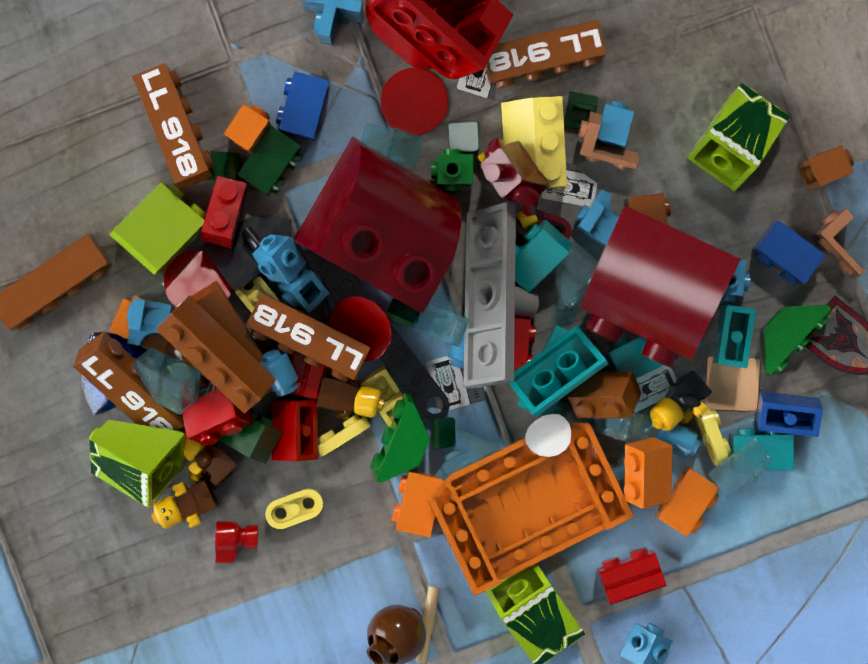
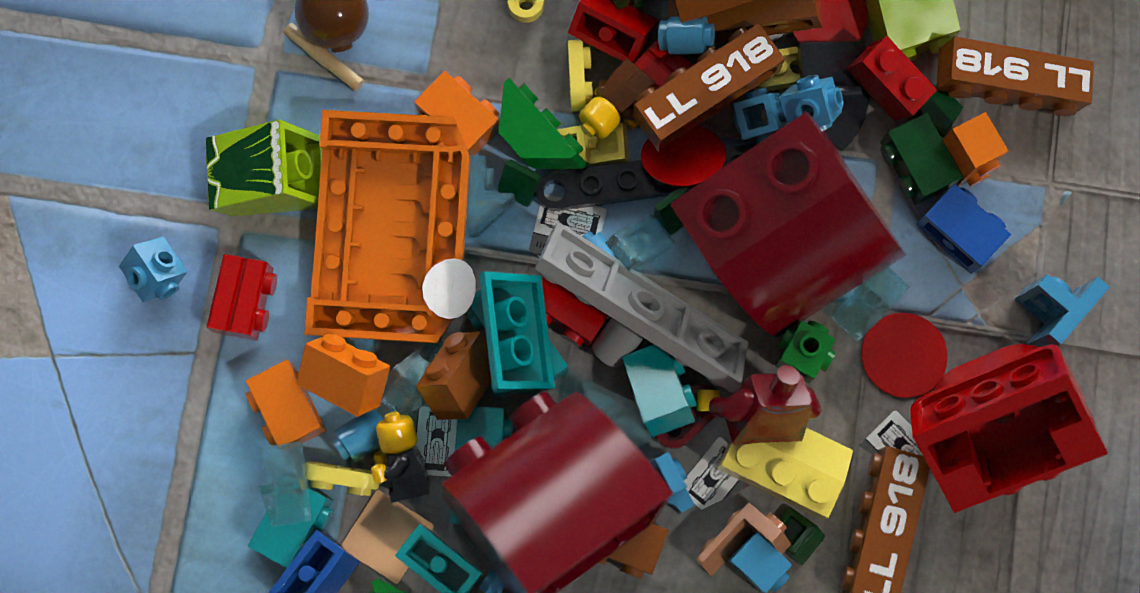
camera: 120 degrees right, 10 degrees down
(464, 136) = (836, 387): slope -> none

